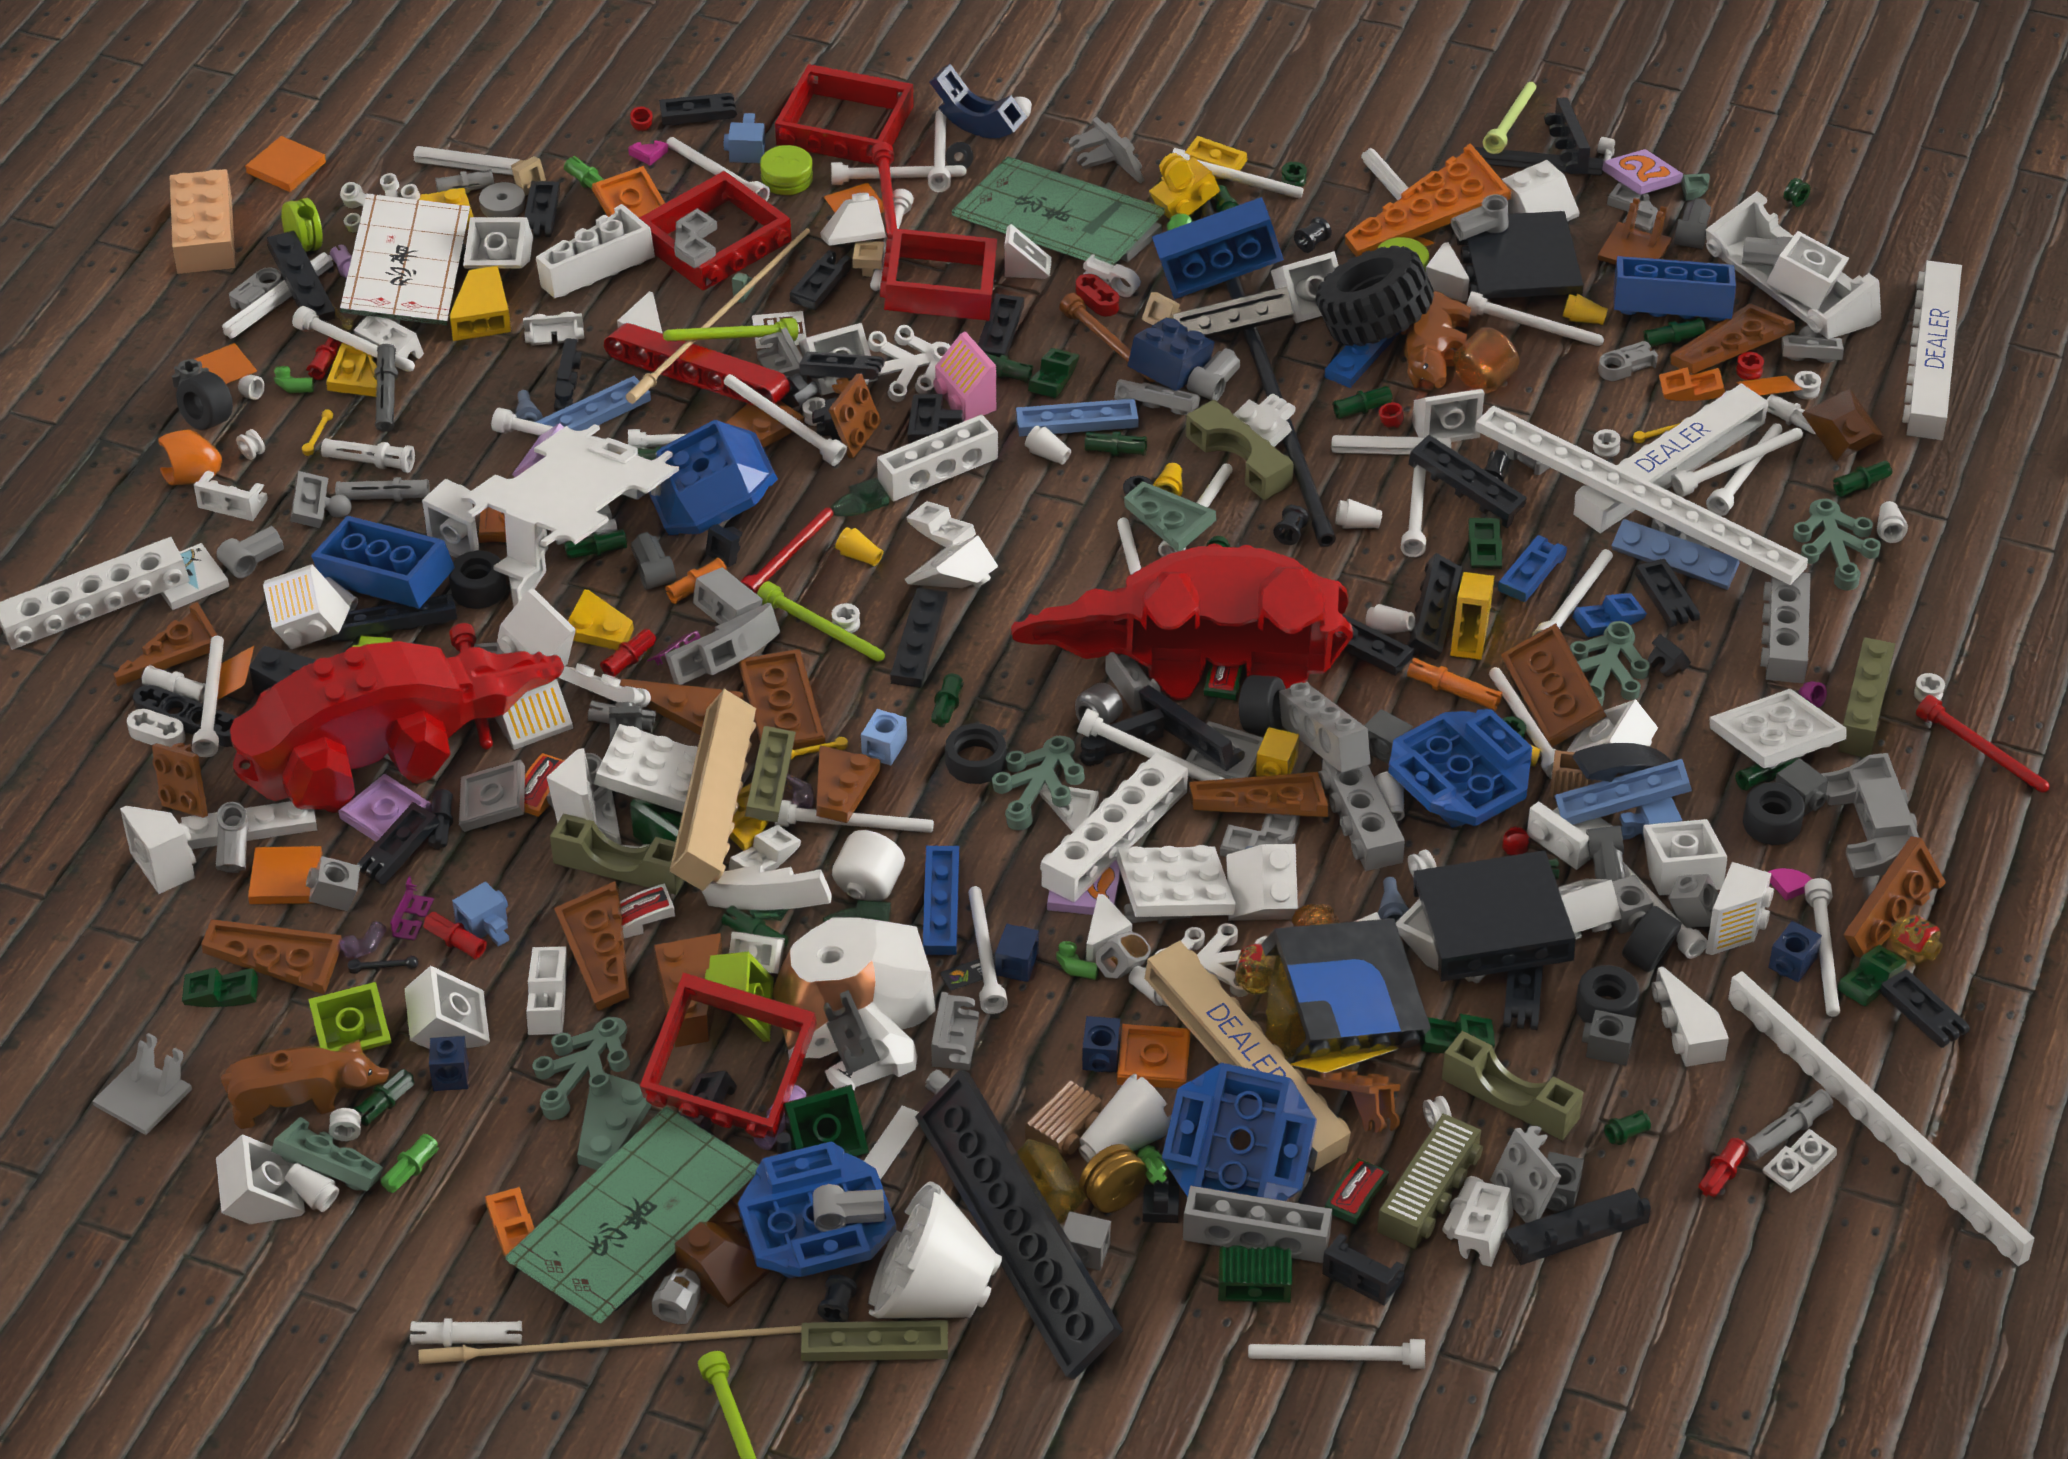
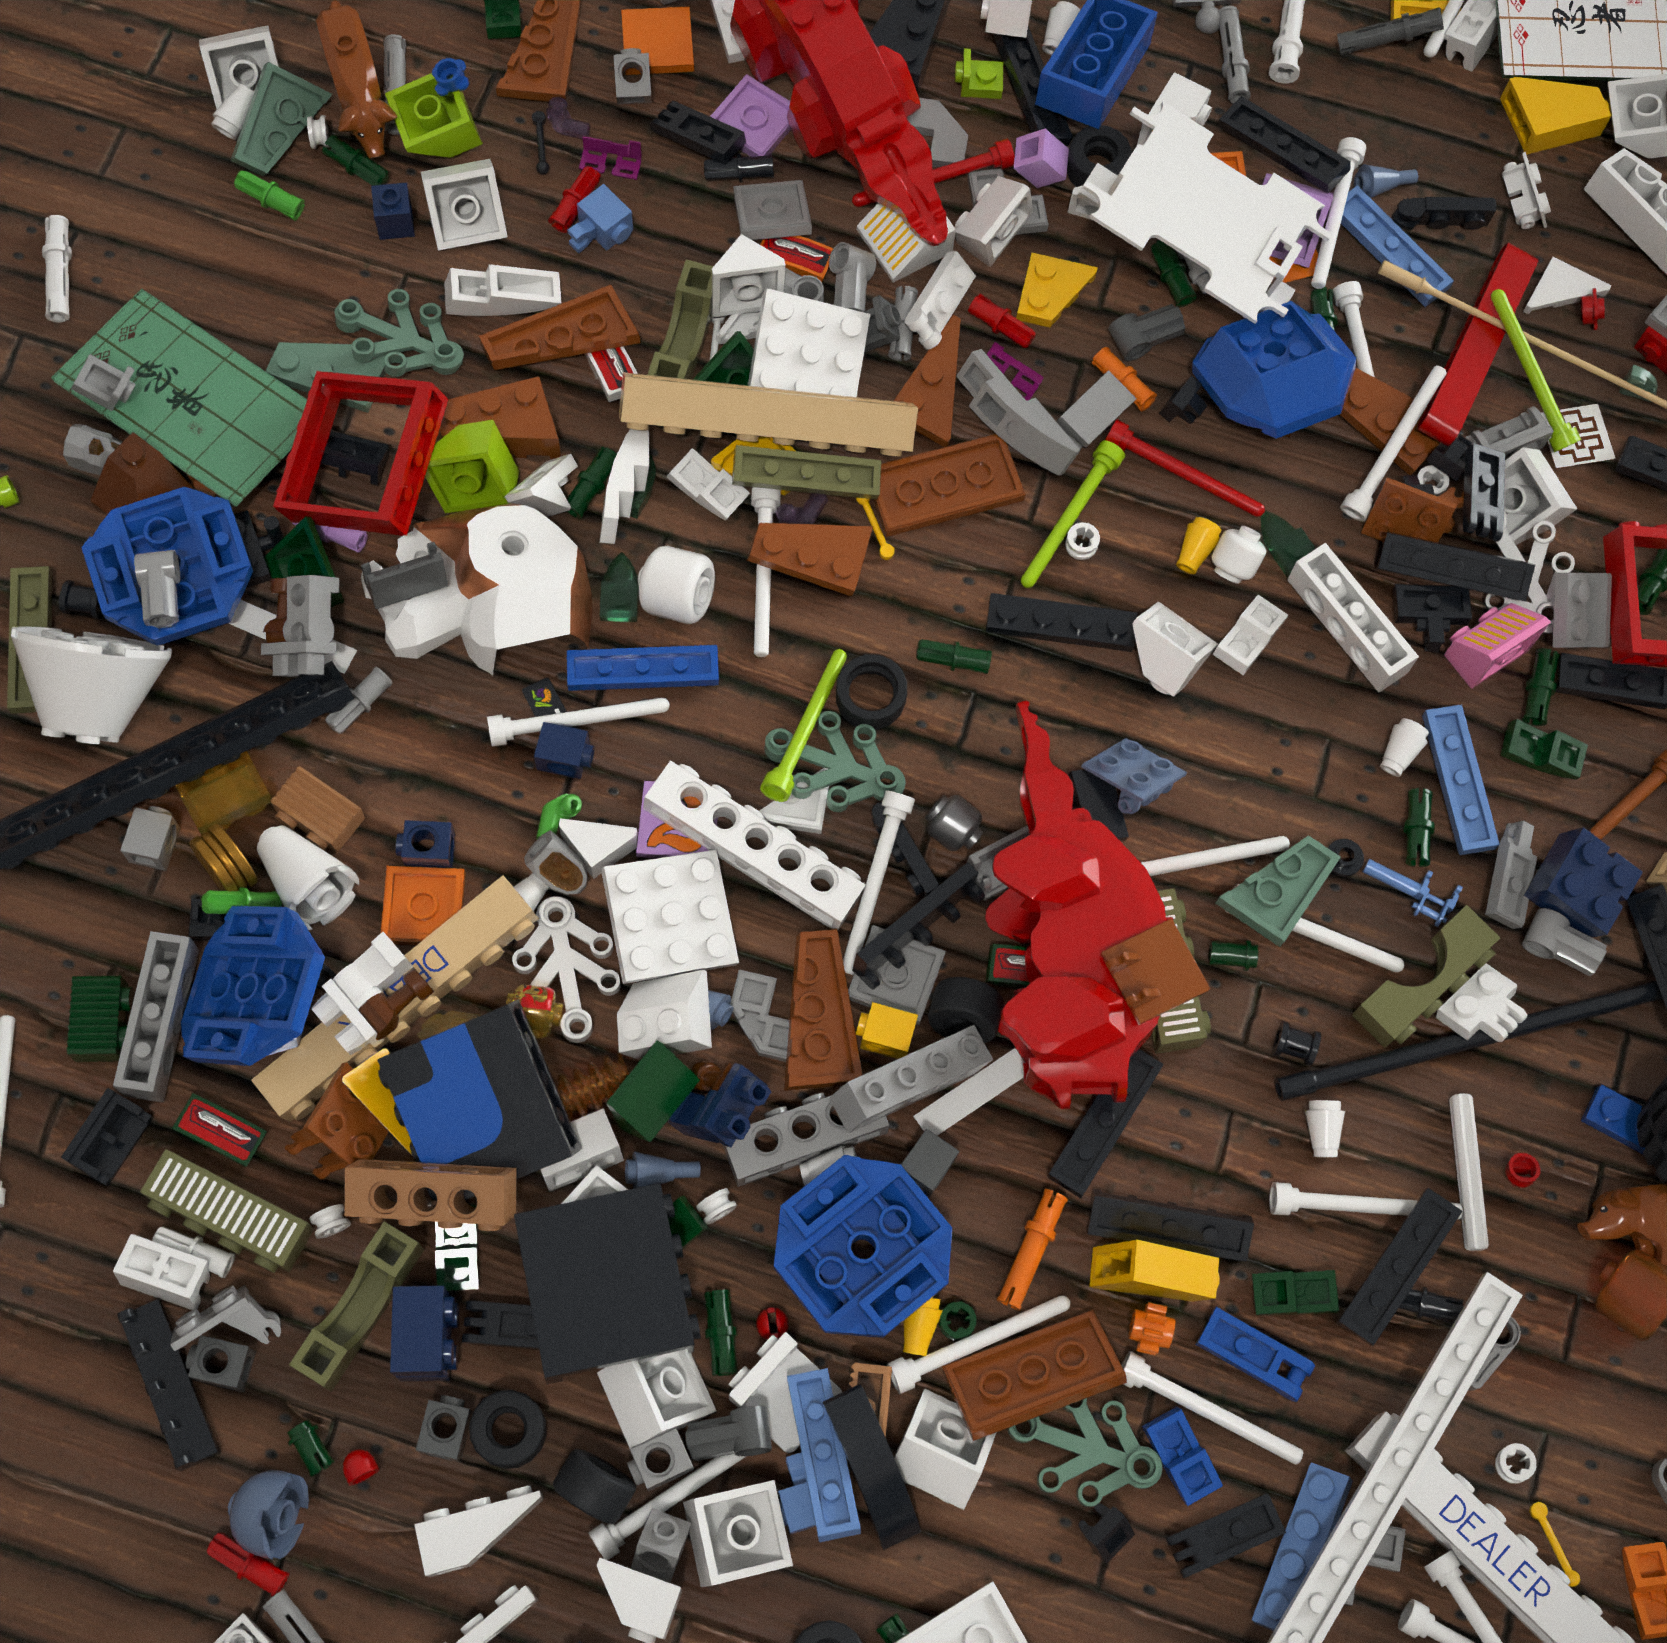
camera: 80 degrees right, 25 degrees up
(327, 982) = (450, 68): none -> blue plate
(464, 1353) = (36, 271): tan piece -> none
(474, 609) = (1041, 158): none -> lavender brick
(493, 453) = (1285, 144): none -> black plate
(509, 1218) = (201, 295): orange slope -> none
(576, 739) = (853, 271): none -> light grey piece
(624, 1258) = (103, 383): none -> light grey bracket
(671, 303) = (1592, 309): none -> red plate
(874, 518) = (1238, 554): none -> white head
(884, 736) = (884, 577): light blue brick -> none
(898, 1120) = (302, 625): none -> light grey hips
(899, 394) = (1457, 566): none -> black hinge
(940, 324) = (1582, 610): none -> light grey bracket
(954, 1032) = (446, 692): light grey hinge -> none
(1061, 802) = (779, 782): none -> lime piece
(1064, 587) = (1135, 772): none -> sand blue hinge
(1168, 449) = (1414, 889): none -> medium blue piece
(1170, 479) = (1355, 893): yellow cone -> none
(1256, 549) = (1155, 971): none -> dark orange plate
(1265, 1051) = (360, 995): none -> white hips
(1329, 884) = (651, 1093): none -> dark green slope
(1351, 840) = (726, 1108): none -> dark blue hips
(1362, 402) = (1543, 1132): dark green axle -> none
(1389, 619) = (1132, 1163): white cone -> none
(1421, 1019) = (491, 1185): none -> medium nougat brick
(1449, 415) = (1524, 1242): white slope -> none
(1516, 618) = (1151, 1328): none -> orange gear
(1537, 1024) = (423, 1333): none -> dark blue piece
(1641, 1095) = (359, 1466): none -> red hinge
(1683, 1145) = (266, 1512): none -> sand blue cylinder

